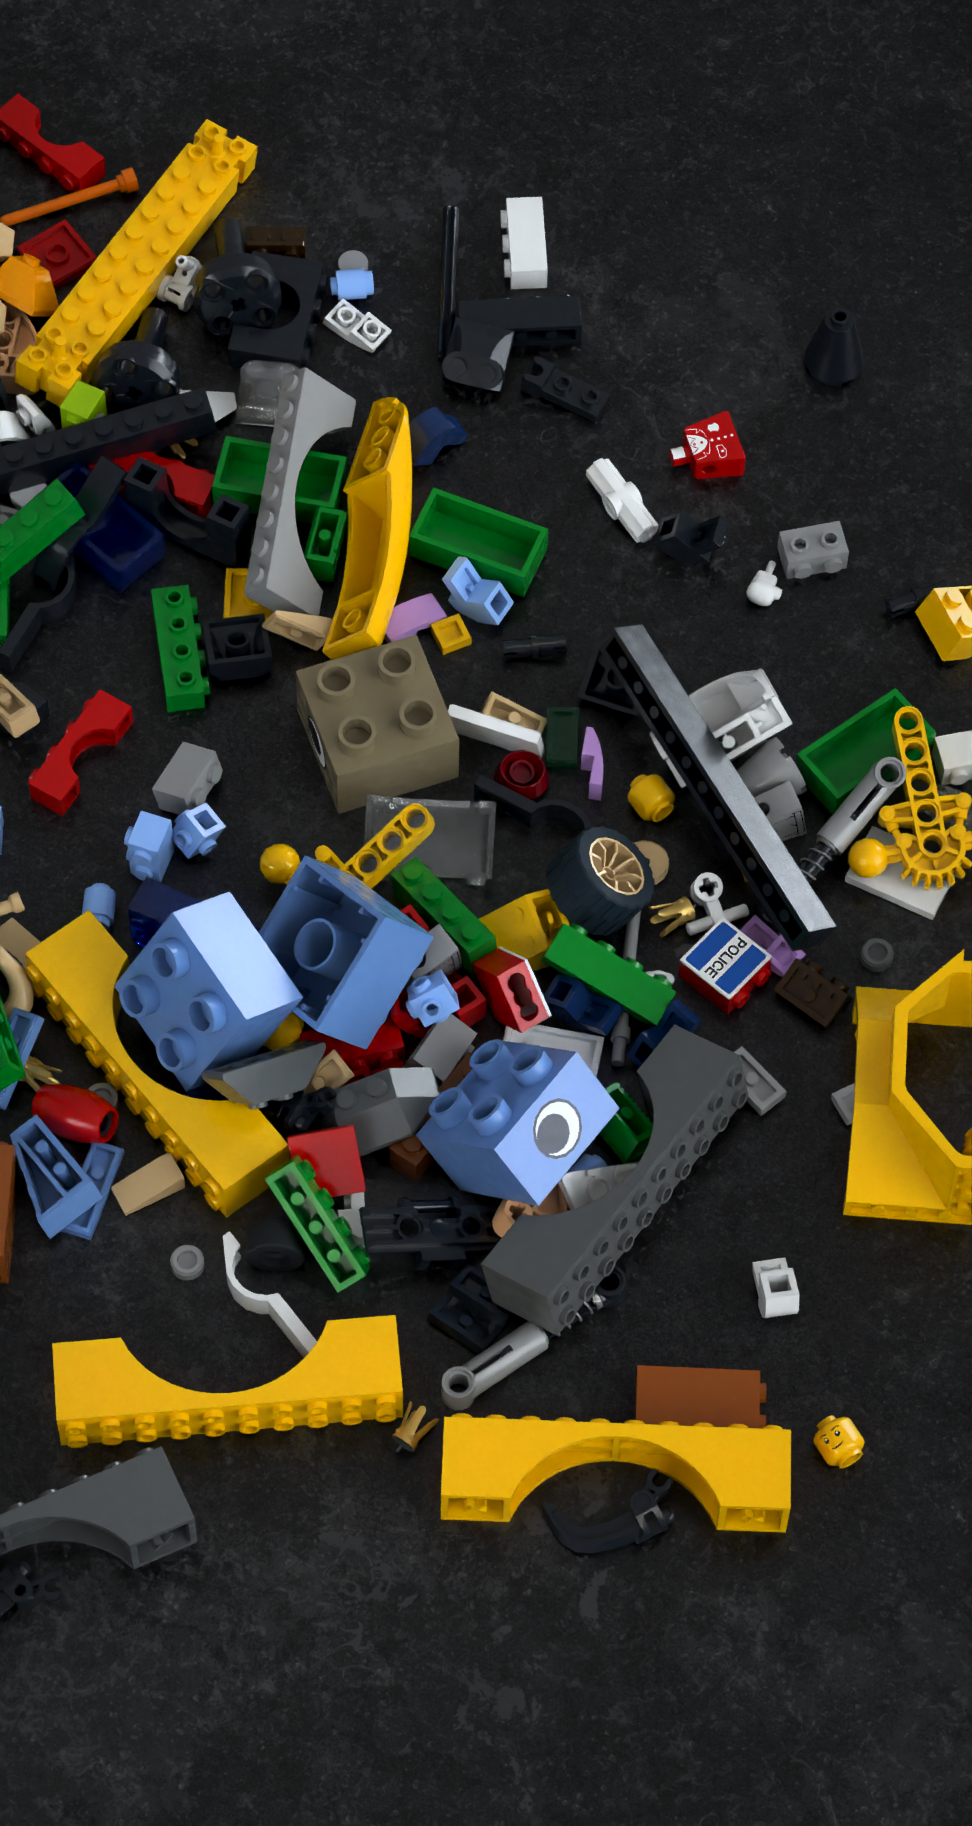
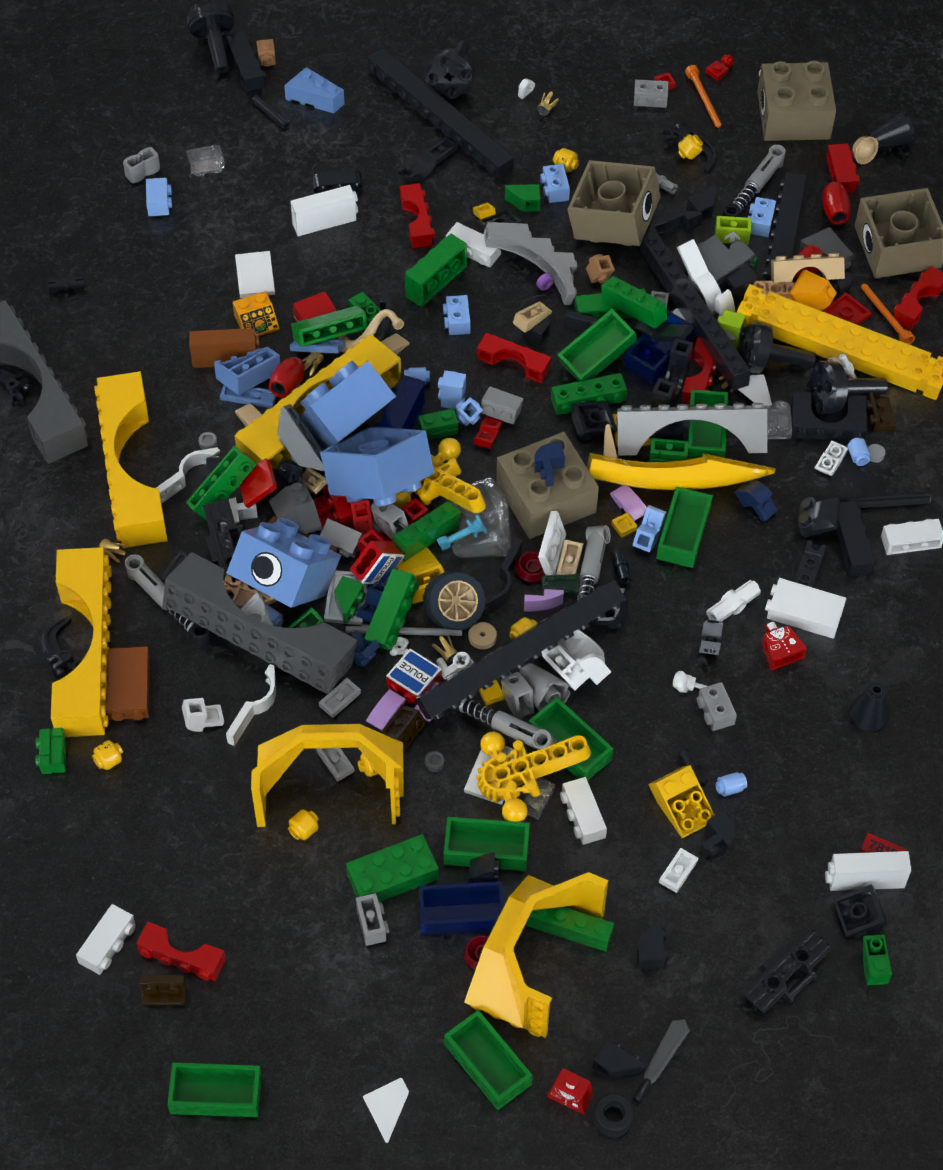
camera: 85 degrees right, 5 degrees down
(99, 612) = (597, 347): none -> green piece
(211, 871) = (439, 424): none -> green brick
(238, 813) = (488, 432): none -> red slope
(377, 693) = (547, 459): none -> dark blue brick
(432, 998) = (362, 519): light blue brick -> none
(445, 850) = (473, 527): none -> medium azure bar
(544, 686) = (596, 538): none -> light grey piece
(567, 1036) = (348, 596): none -> green slope
(644, 404) = (805, 607): none -> white brick
(770, 1220) = (252, 708): none -> white piece
(780, 1013) = (385, 709): none -> lavender slope
(822, 1533) = (51, 751): none -> green brick
(948, 552) = (731, 784): none -> light blue brick

